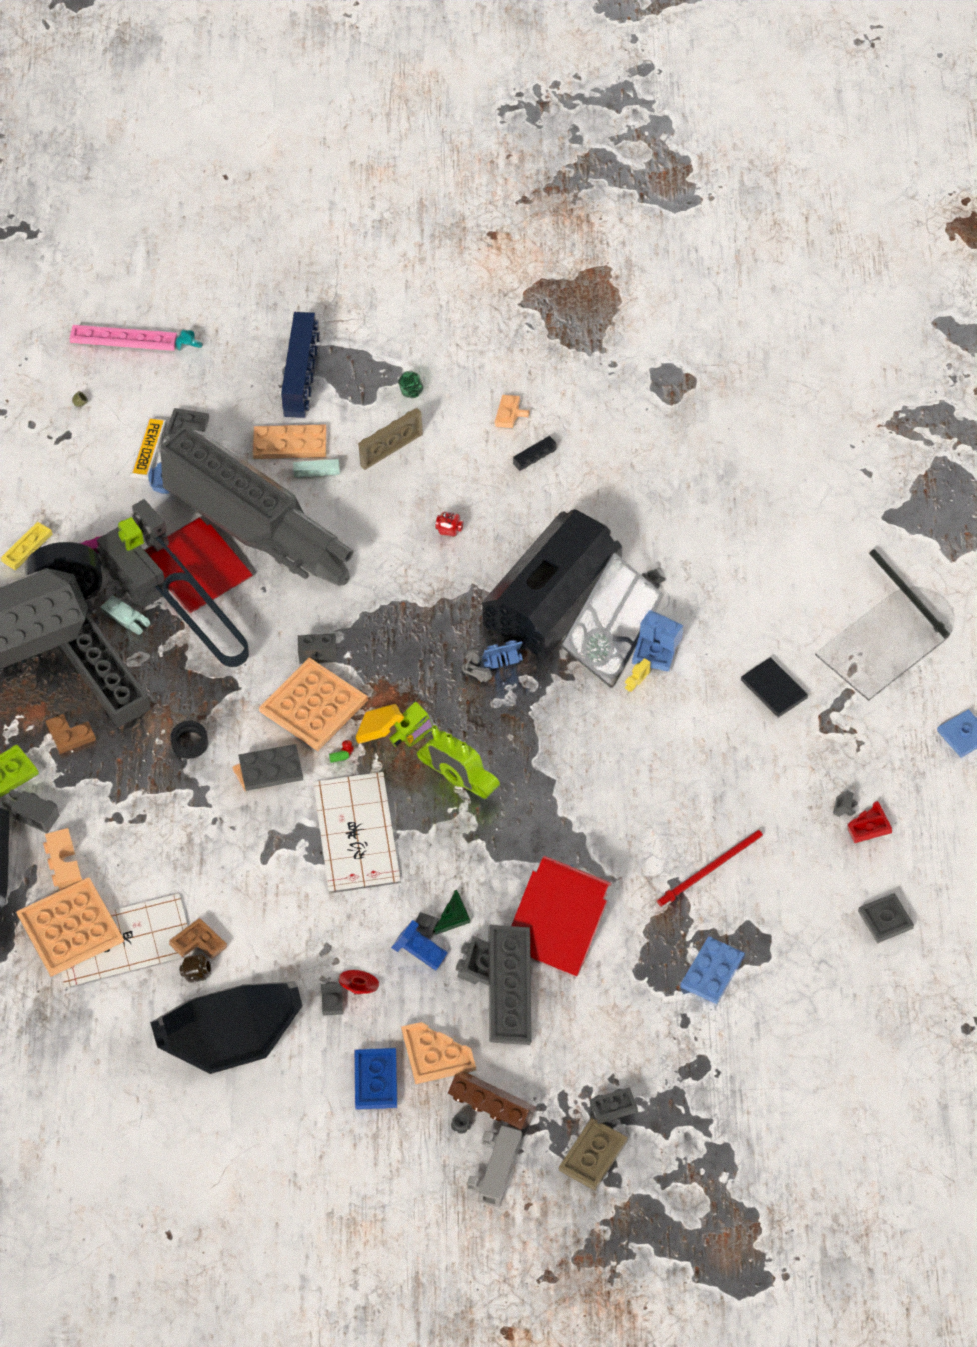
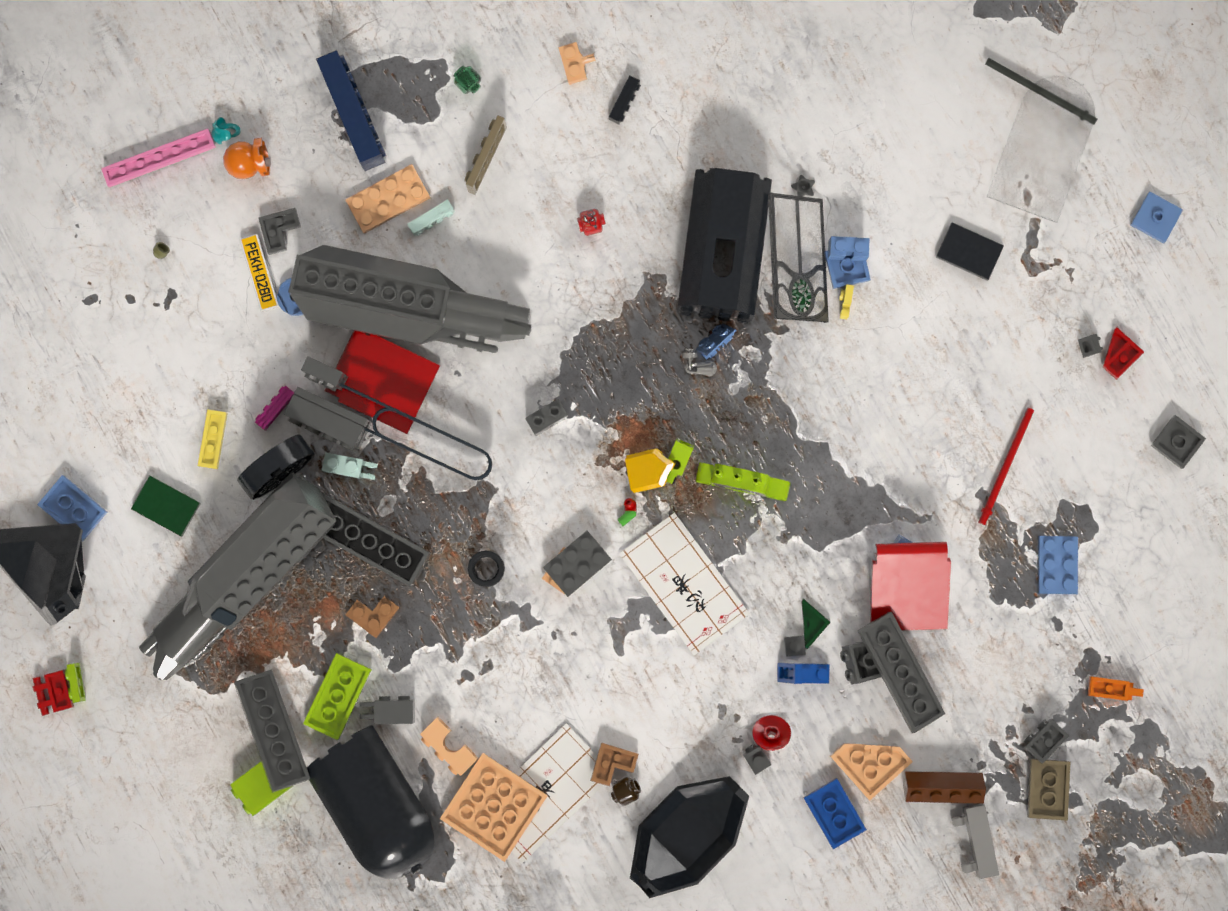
camera: 30 degrees left, 30 degrees up
(130, 534) = (314, 396): lime brick -> none
(191, 363) = (245, 160): none -> orange tile
(313, 704) = (575, 475): light nougat plate -> none
(461, 1118) = (921, 816): dark grey plate -> none
(706, 1096) = (1112, 689): none -> orange hinge

